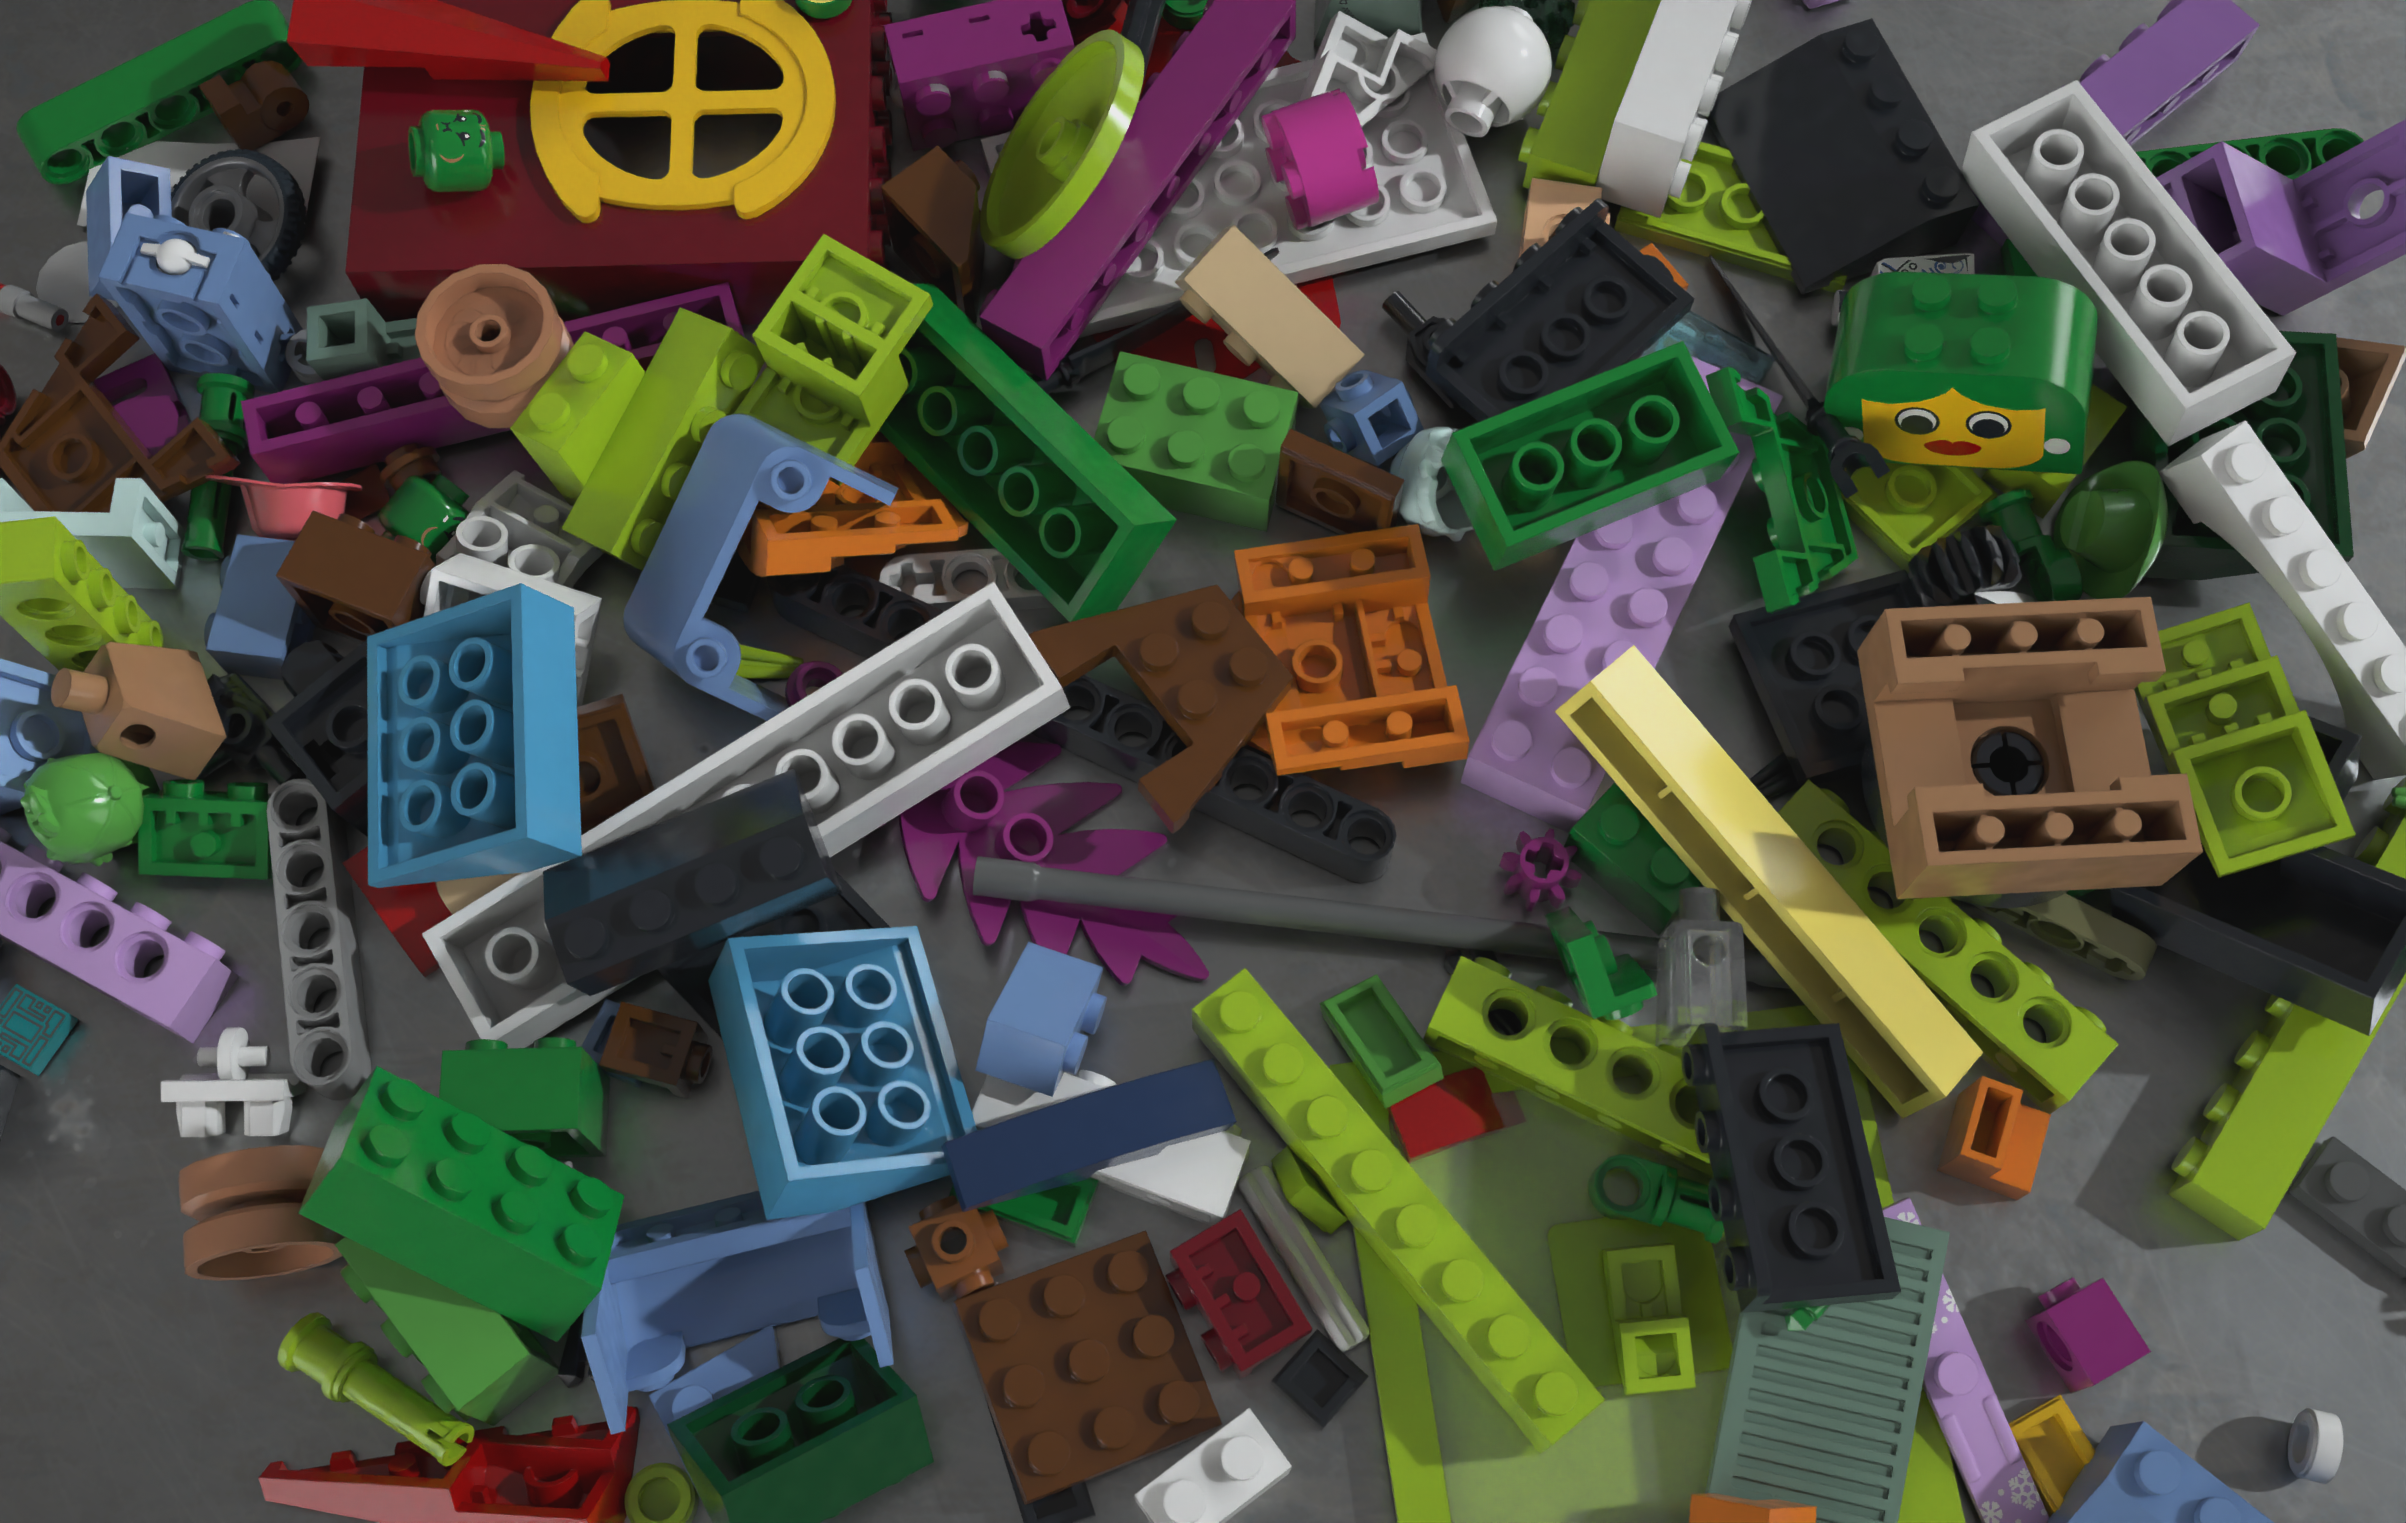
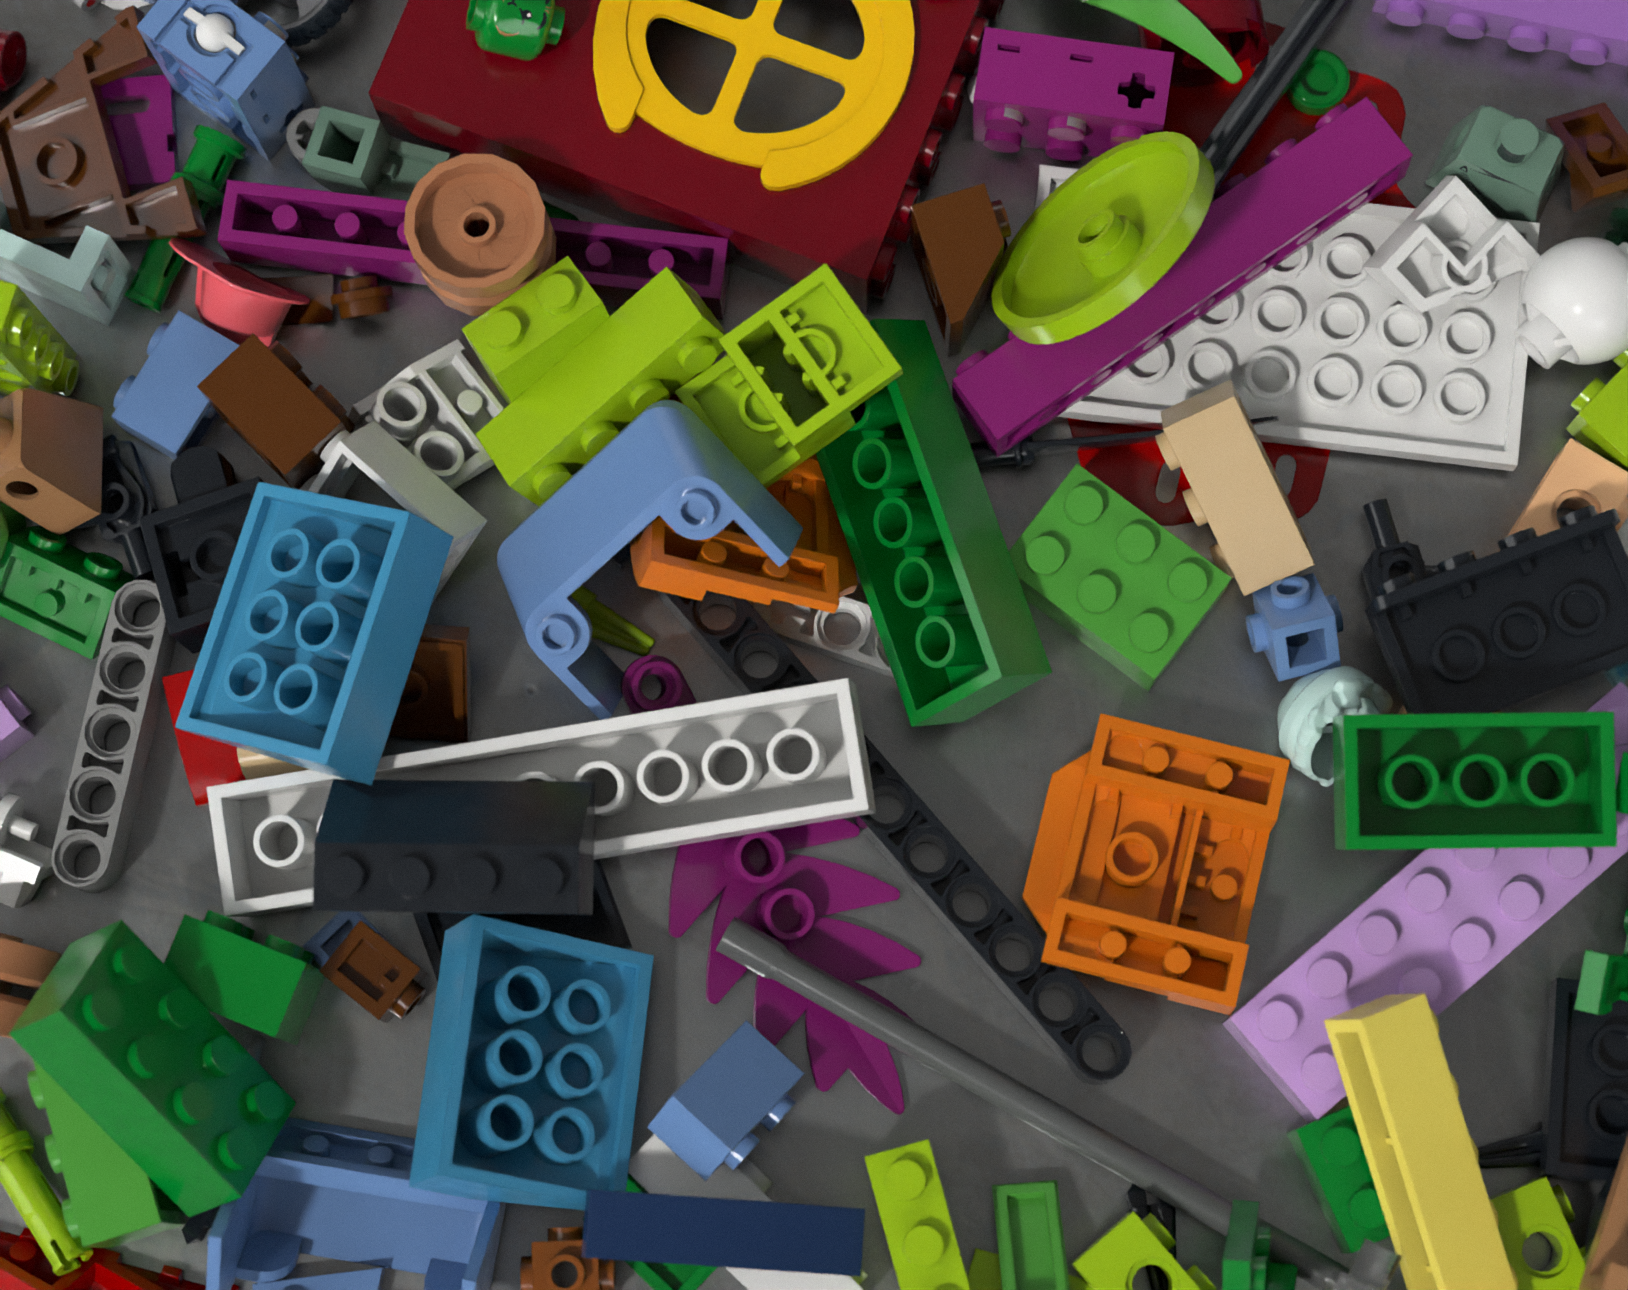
camera: 30 degrees right, 10 degrees up
(425, 512) = (356, 356): green head -> none
(1198, 670) = (1013, 822): reddish brown wing -> none
(1320, 158) = (1363, 341): dark pink brick -> none
(1335, 487) = (1225, 694): reddish brown tile -> none
(1556, 859) = (1272, 1147): magenta gear -> none

